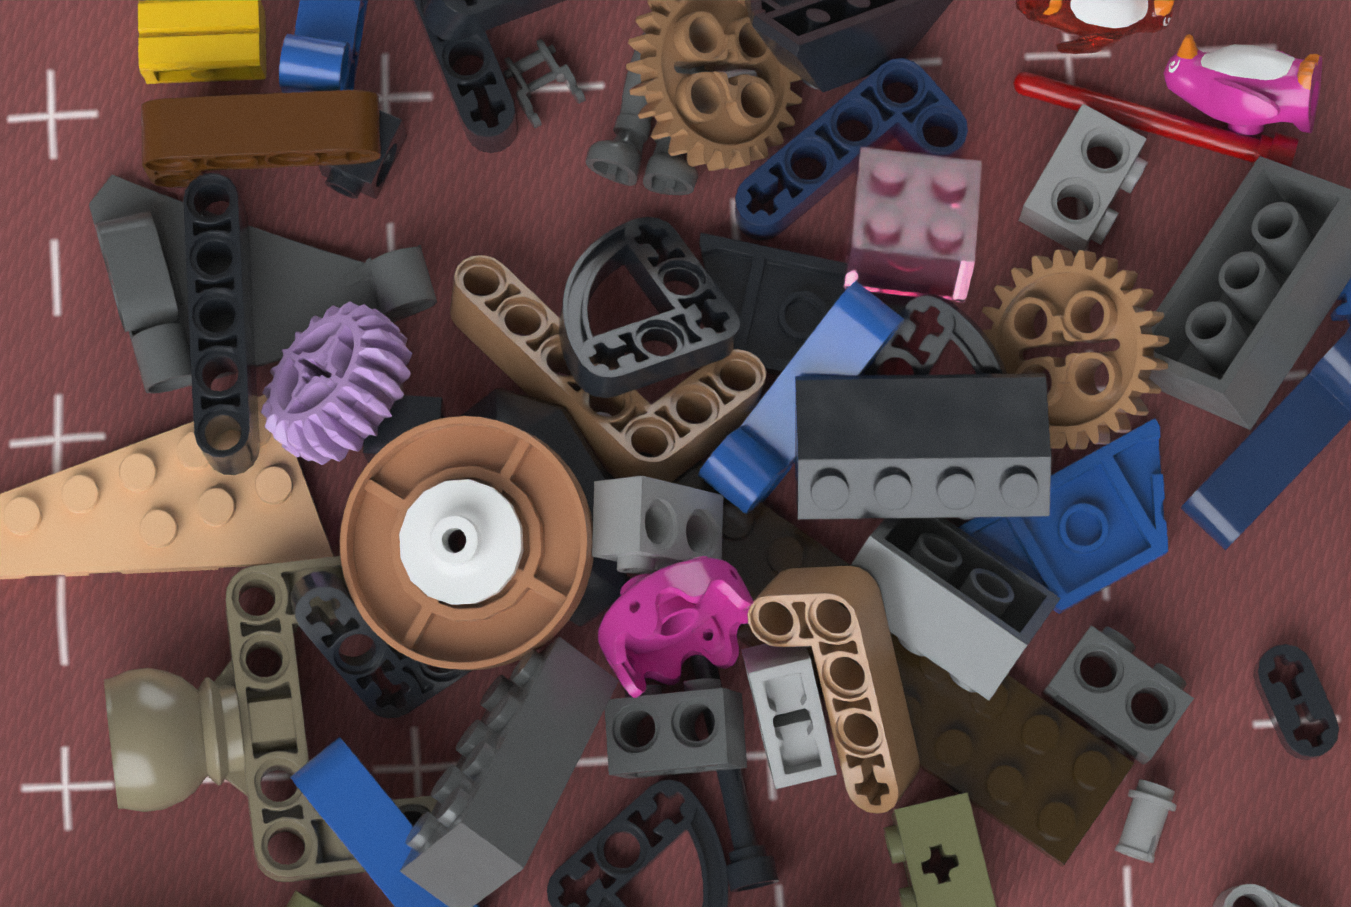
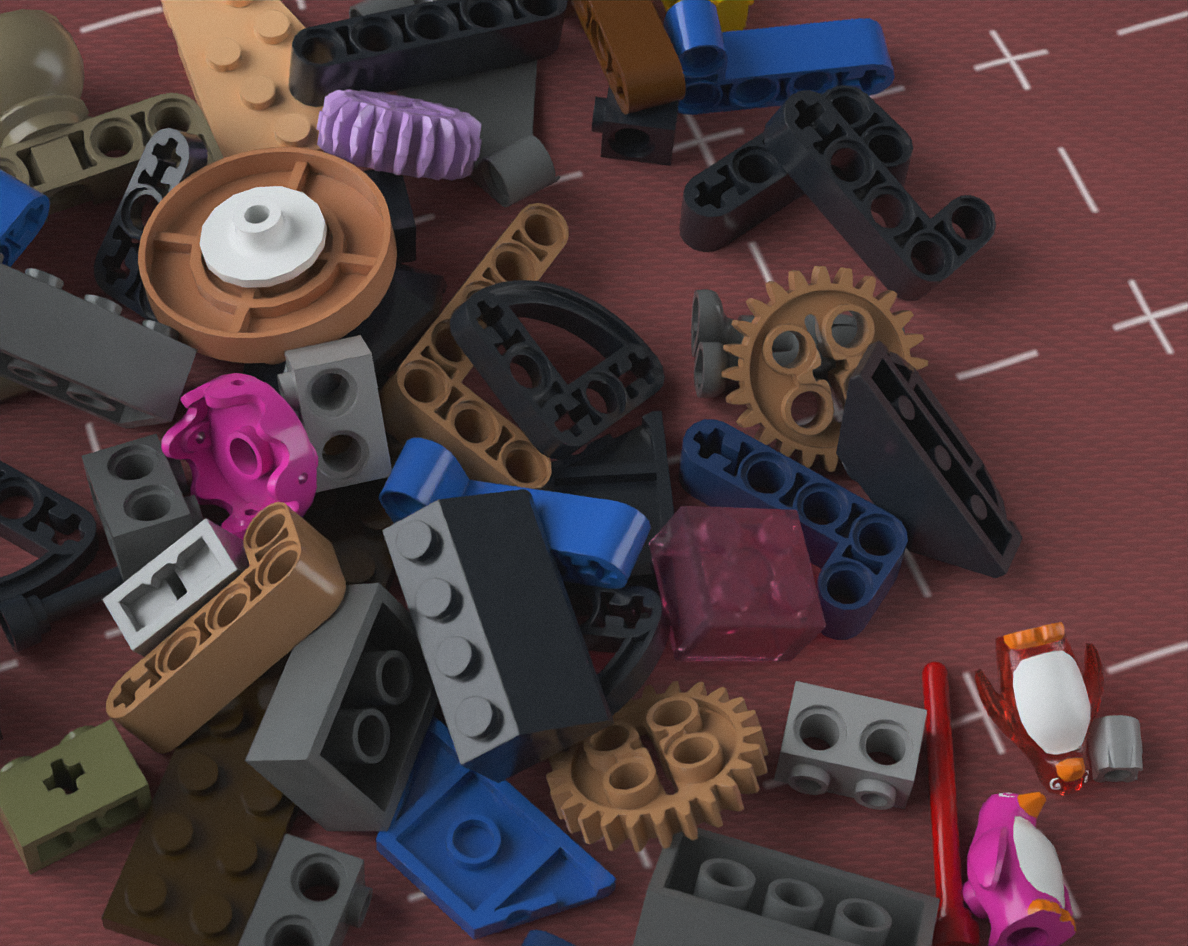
camera: 65 degrees right, 20 degrees down
(561, 74) = (746, 240): dark grey piece -> none

